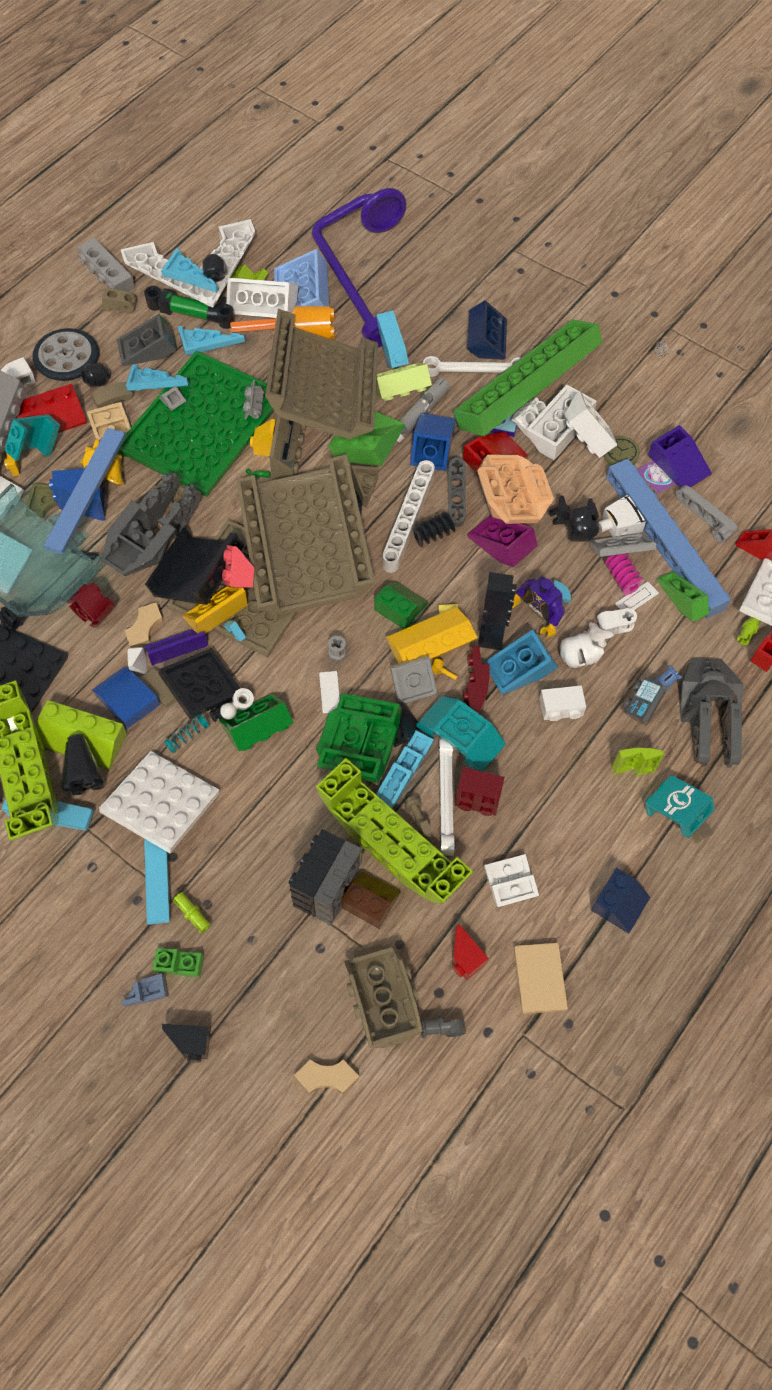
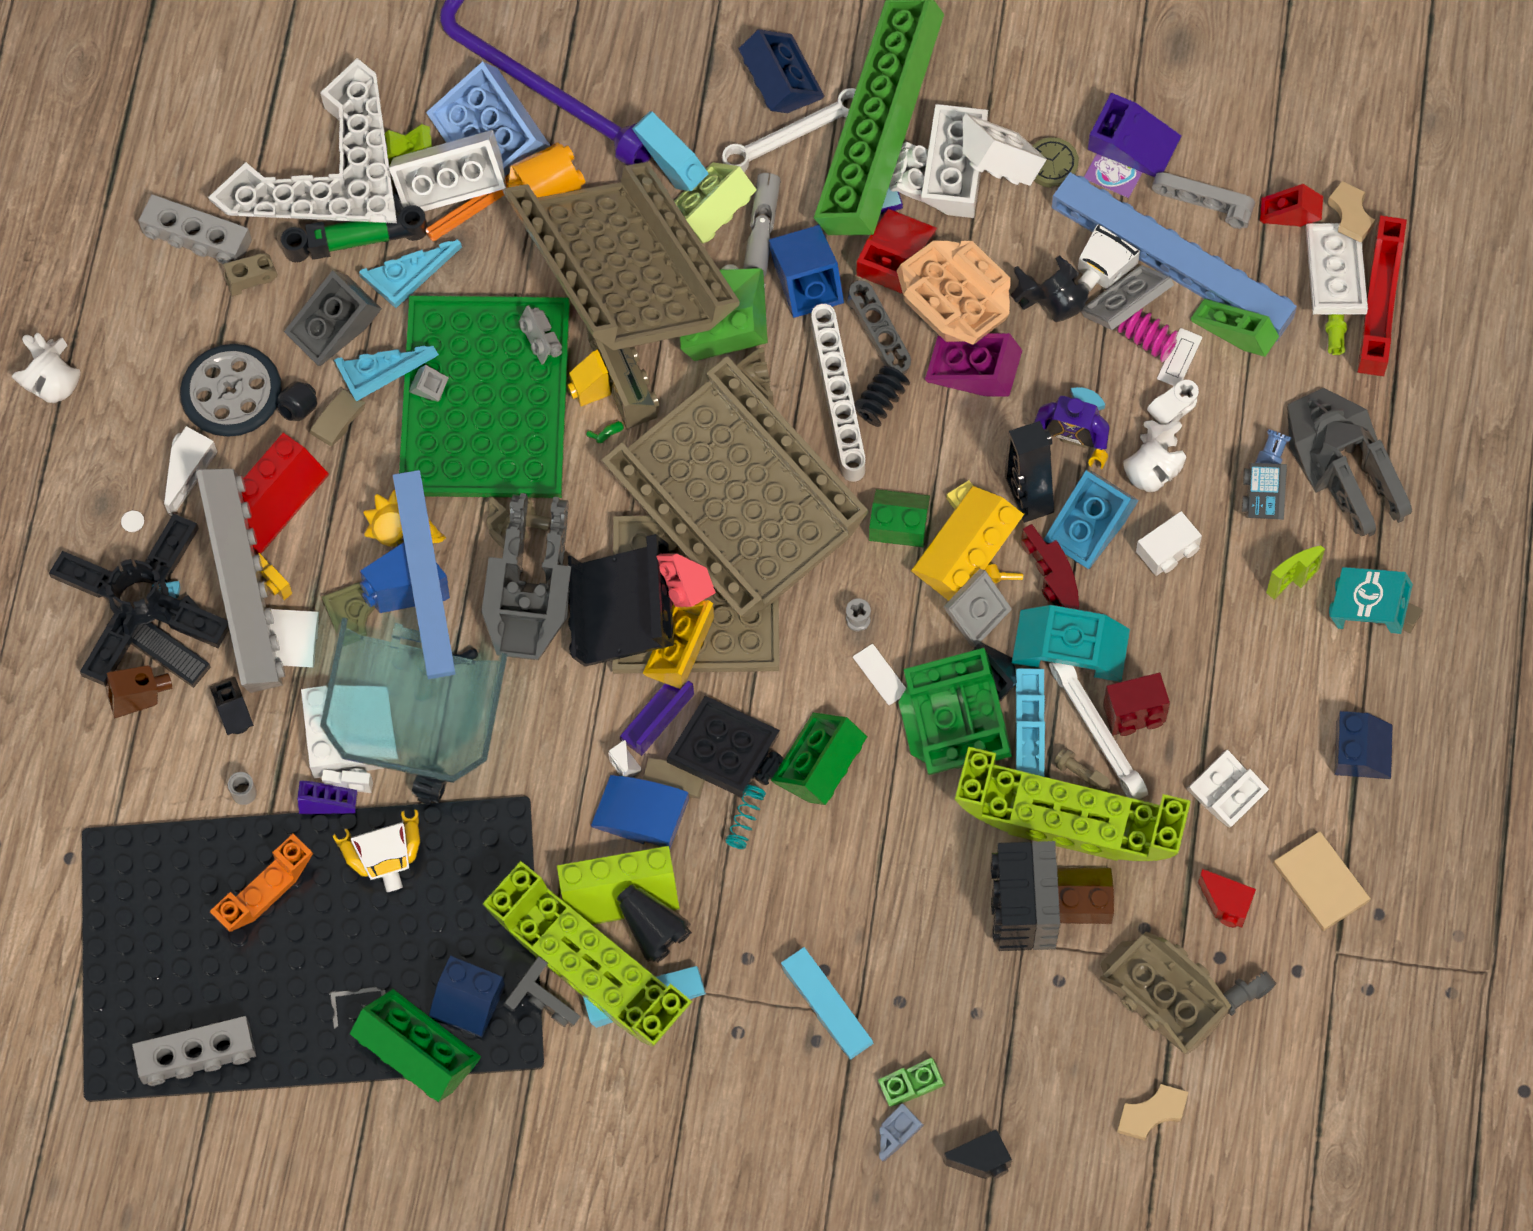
camera: 25 degrees left, 5 degrees up
(31, 433) = (290, 529): teal panel -> none
(90, 604) = (522, 719): dark red brick -> none
(106, 417) = (361, 459): tan slope -> none
(140, 631) = (599, 724): tan tile -> none
(159, 801) = (771, 913): white plate -> none
(185, 271) = (325, 189): medium azure wing -> none
(191, 912) = (891, 1019): lime pin -> none
(213, 267) = (366, 165): black head -> none
(229, 710) = (781, 762): white plate -> none
(233, 626) = (724, 656): medium azure tile -> none

